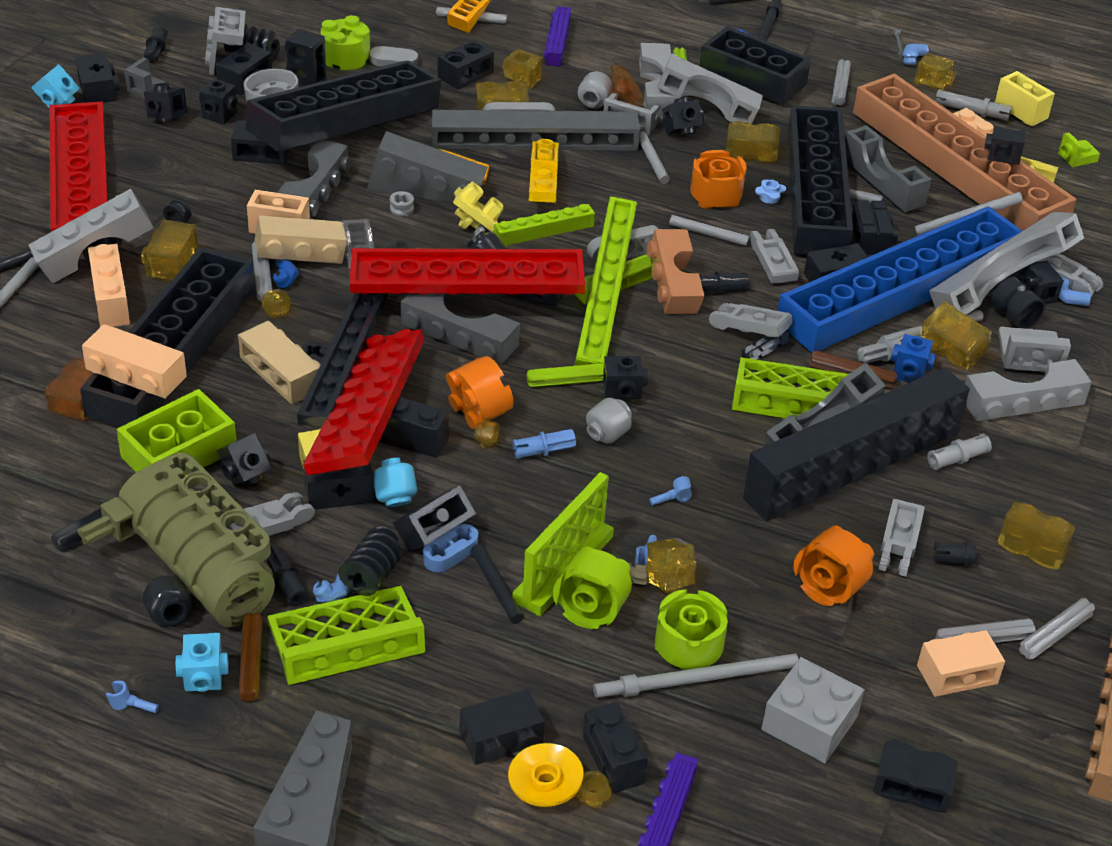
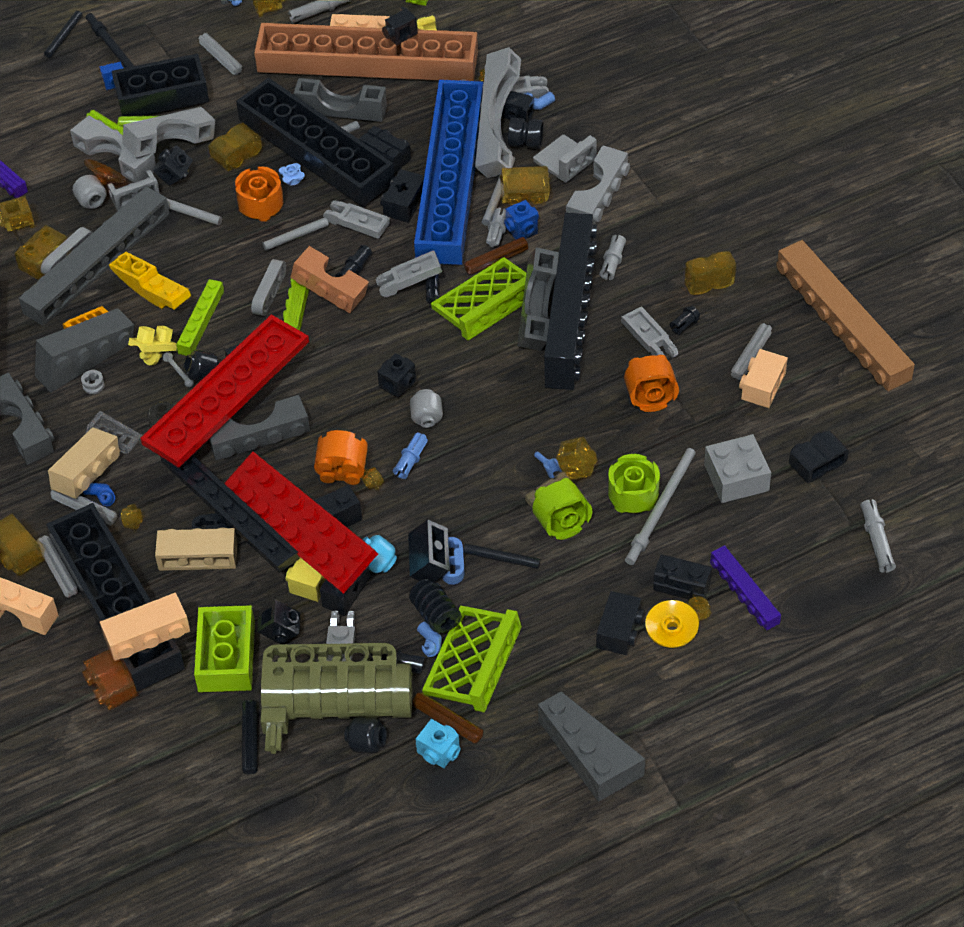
camera: 45 degrees left, 10 degrees up
(123, 699) = (421, 809): medium blue hand -> none
(276, 205) = (36, 459): light nougat brick -> none
(565, 375) = (358, 402): lime axle -> none
(576, 527) = (516, 504): lime fence -> none
(606, 282) = (294, 314): lime tile -> none
(681, 492) = (515, 414): medium blue hand -> none
(995, 205) = (430, 90): light grey bar -> none
(1056, 628) = (777, 317): light grey axle -> none

